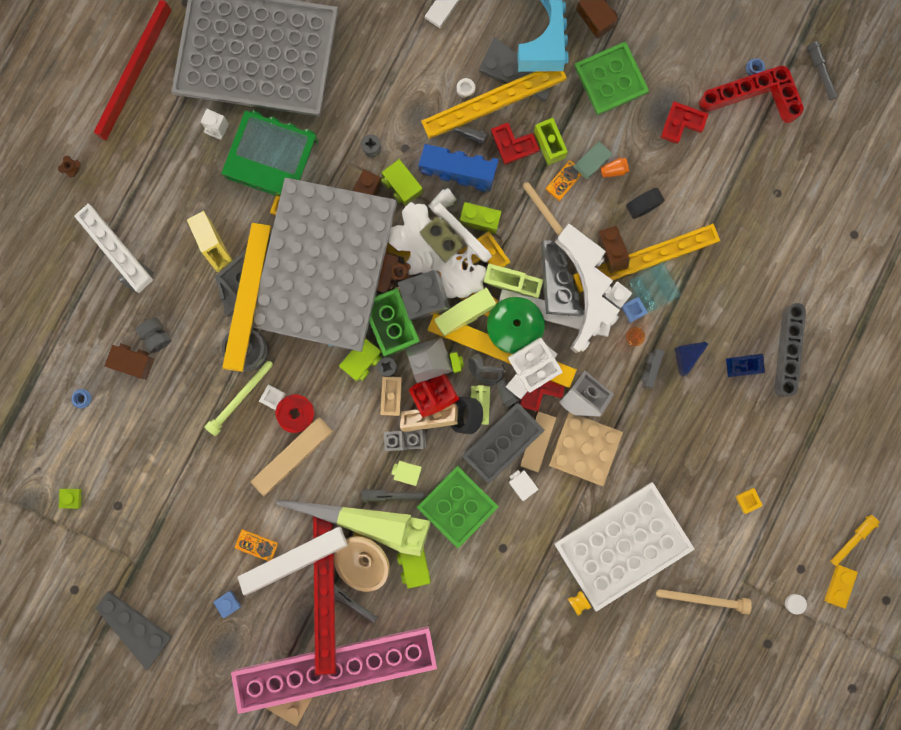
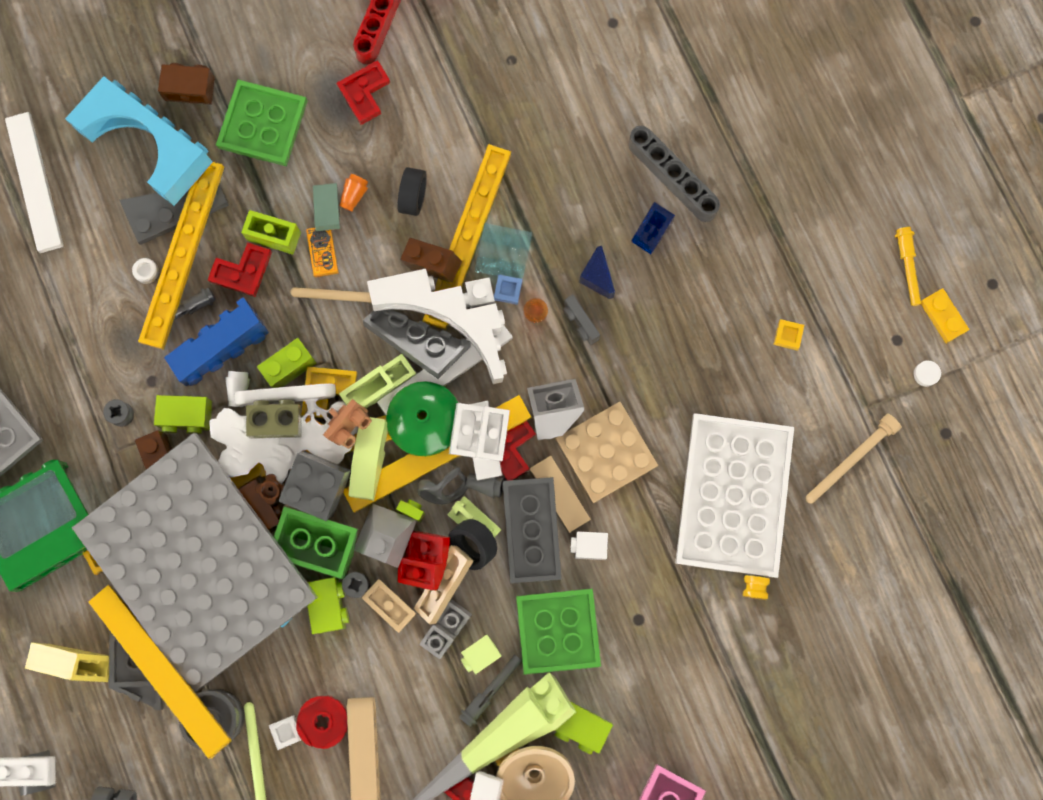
camera: 45 degrees left, 5 degrees down
(475, 281) = (344, 423): none -> nougat hips

